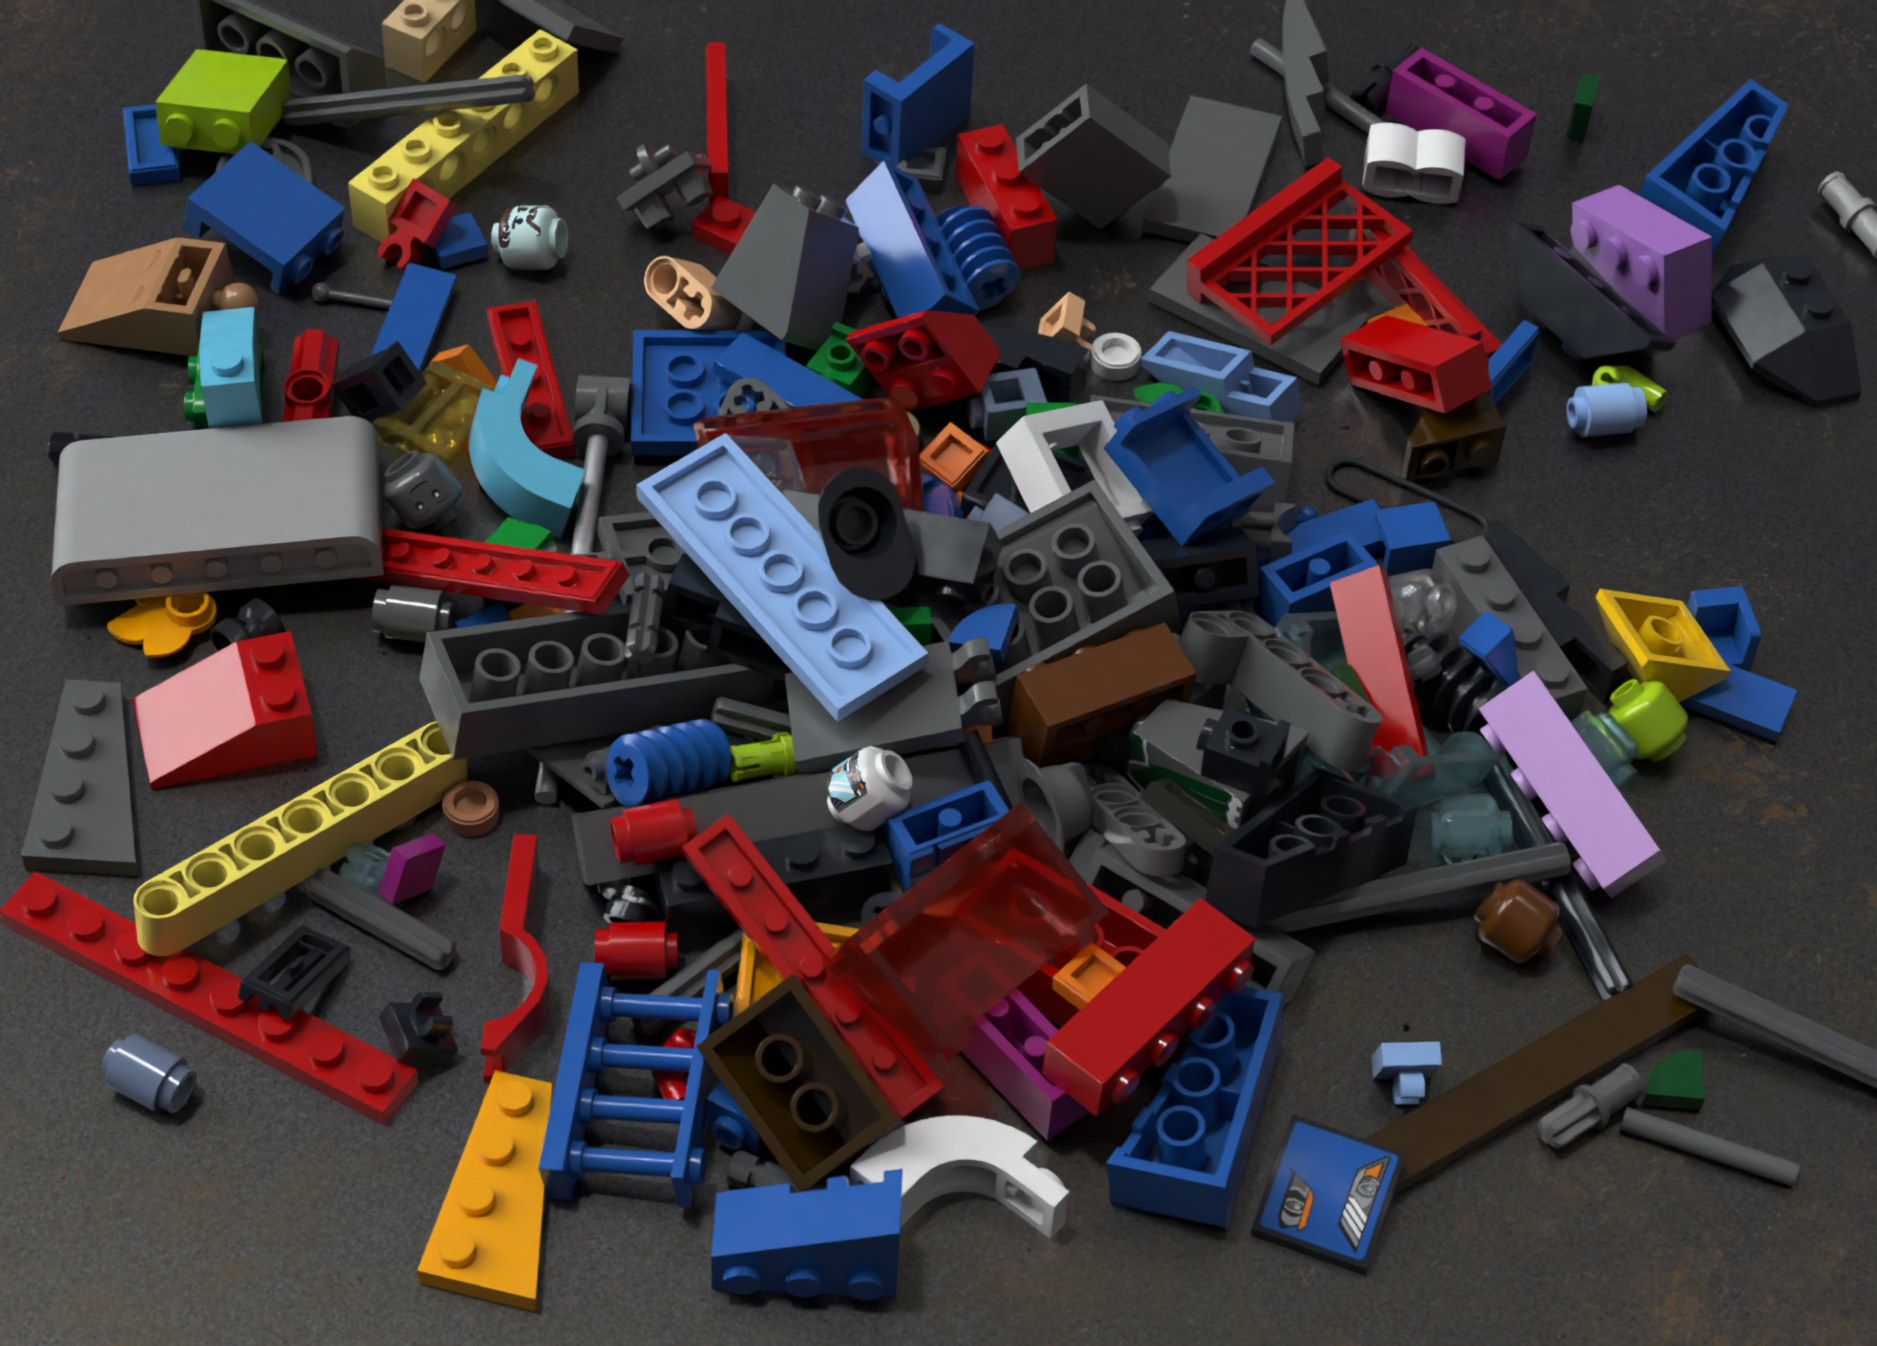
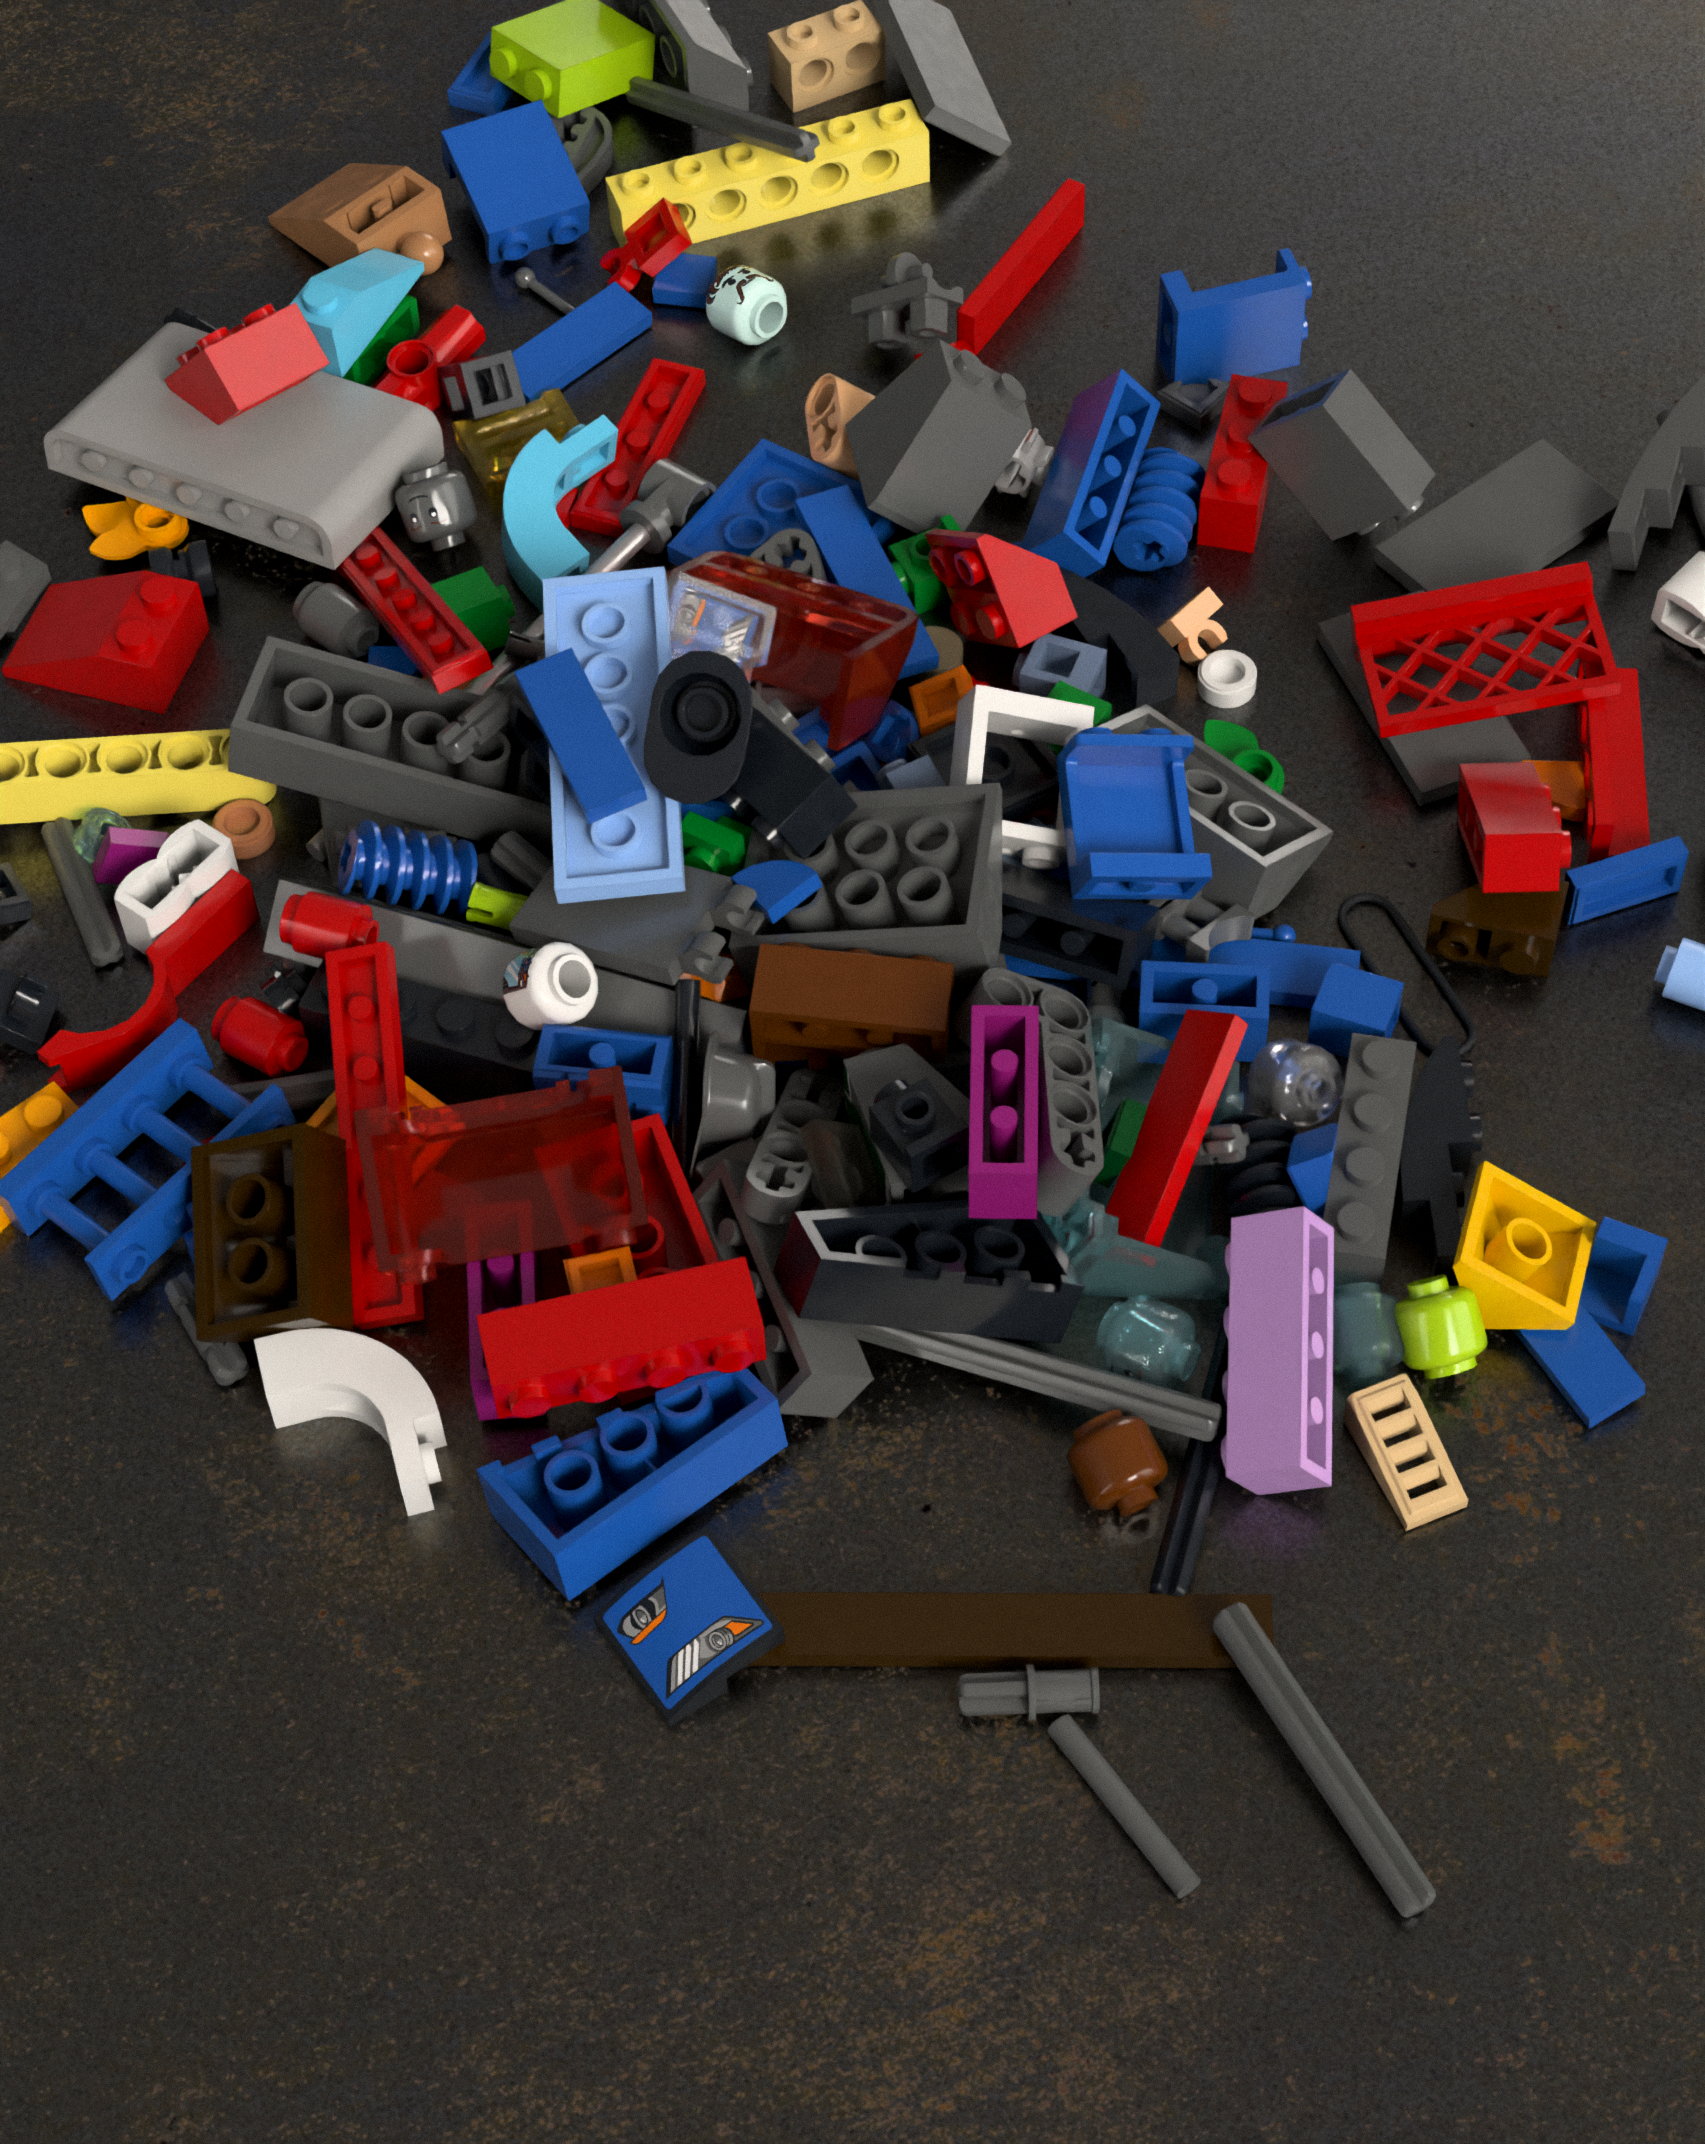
camera: 40 degrees right, 5 degrees up
(196, 442) = (247, 363): none -> slope
(468, 362) = (581, 401): orange tile -> none
(478, 873) = (172, 883): none -> white brick
(770, 584) = (580, 735): none -> blue tile
(809, 1240) = (173, 1392): blue wedge -> none
(1226, 374) = (1312, 754): medium blue slope -> none
(1285, 682) = (1003, 1112): none -> magenta brick
(1407, 1066) = (871, 1546): light blue tile -> none
(1677, 793) = (1389, 1411): none -> tan slope
(1677, 1082) = (1147, 1718): dark green tile -> none

